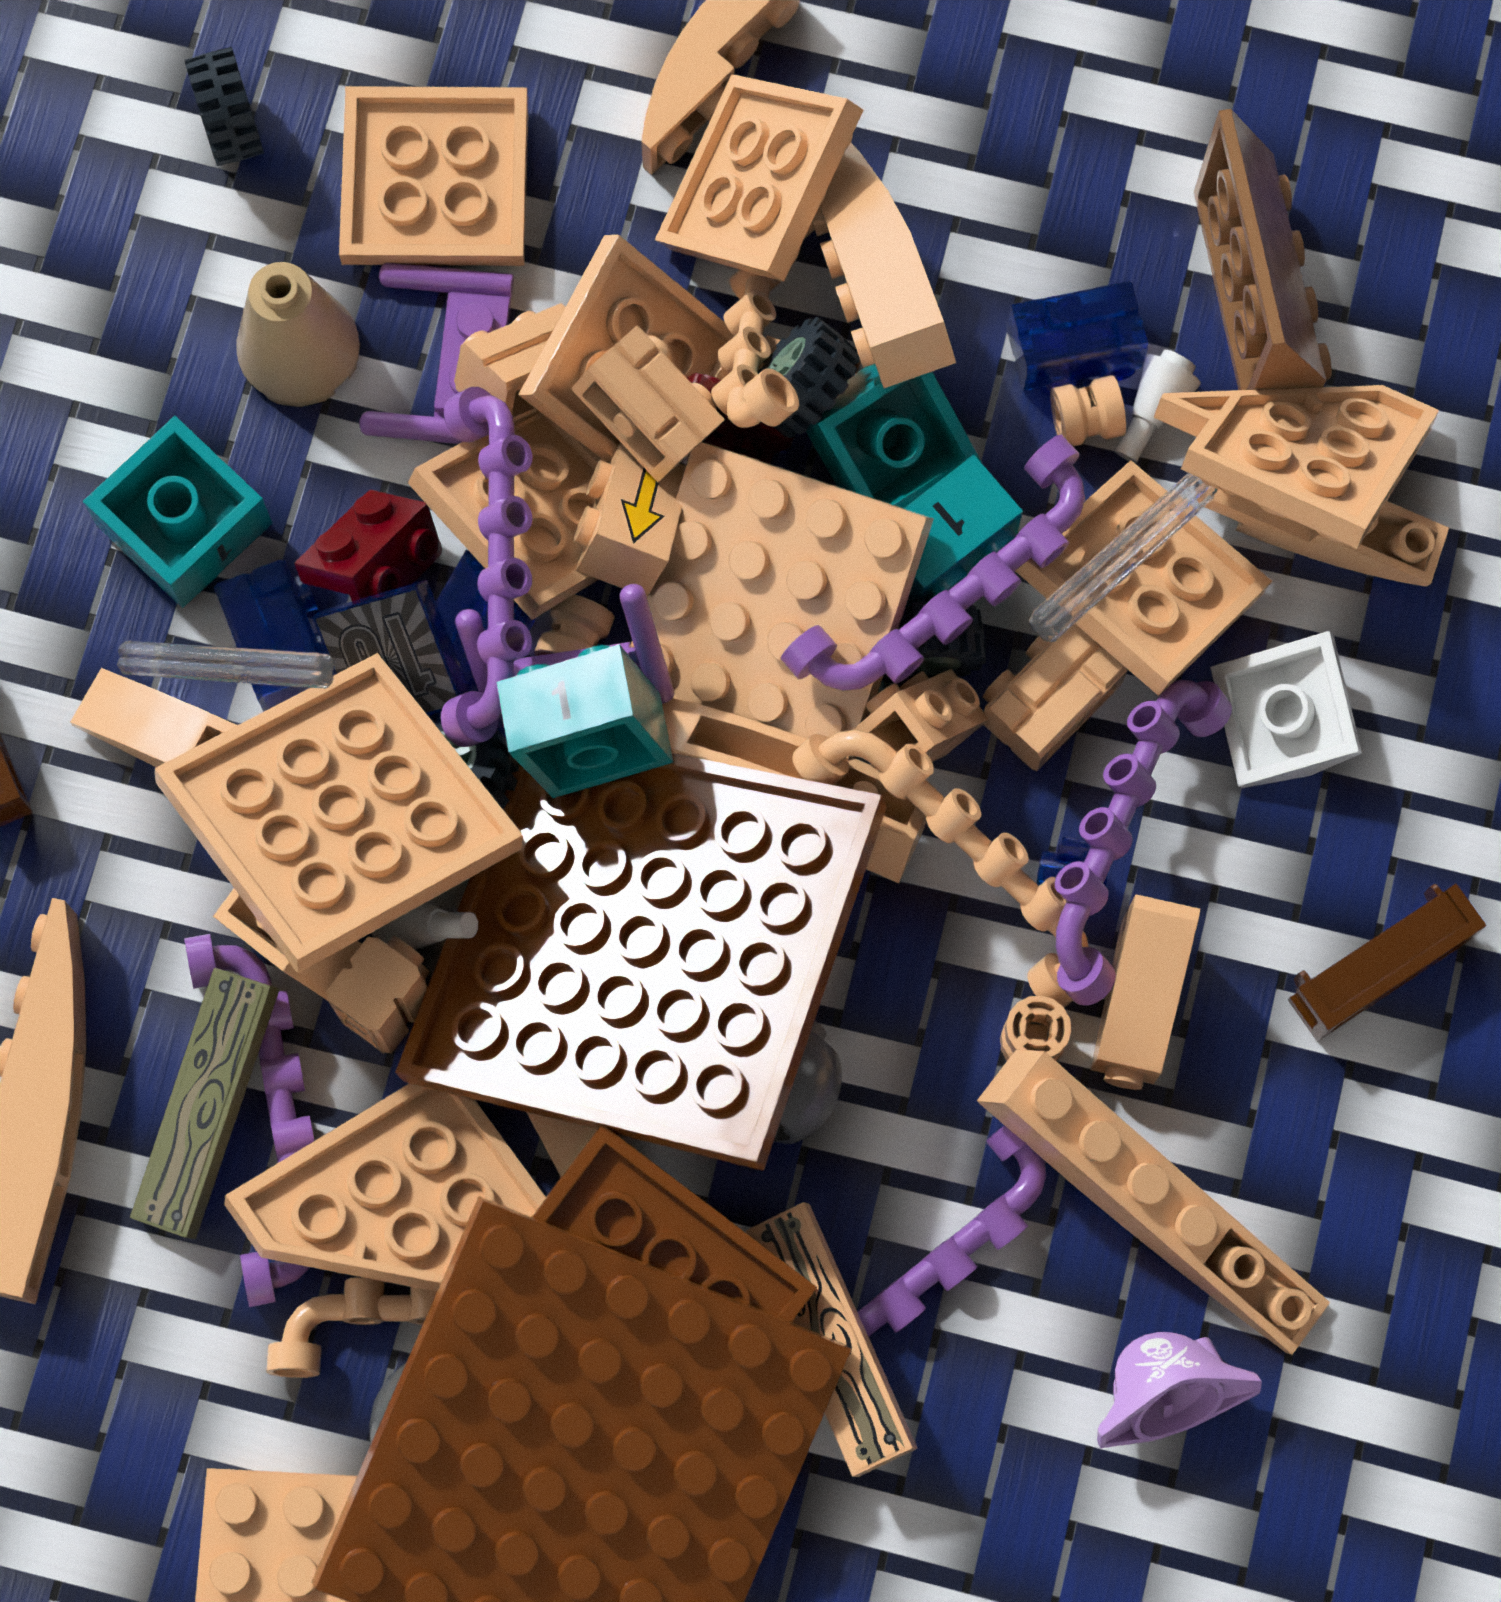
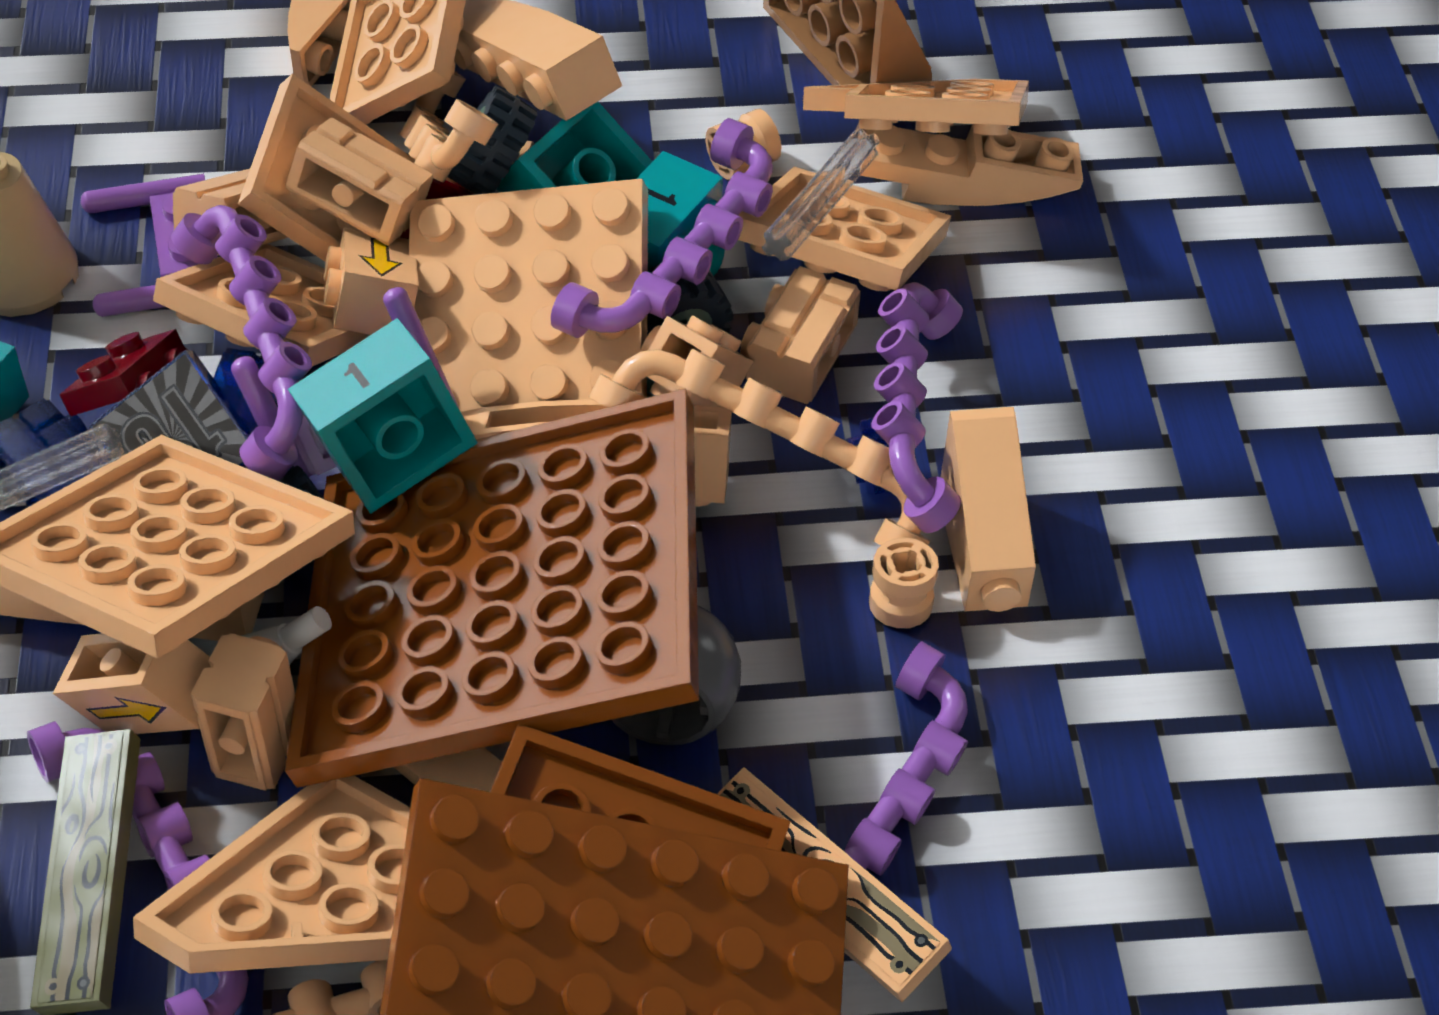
camera: 20 degrees left, 25 degrees down
(434, 176) = (112, 125): light nougat plate -> none
(1077, 337) = (707, 94): clear blue brick -> none
(1150, 1196) = (1068, 670): light nougat slope -> none
(1160, 375) = (794, 126): white cone -> none
(1170, 1386) = (1175, 833): lavender hat -> none
(1287, 711) = (1013, 297): white slope -> none
(1386, 961) = (1186, 447): reddish brown container -> none

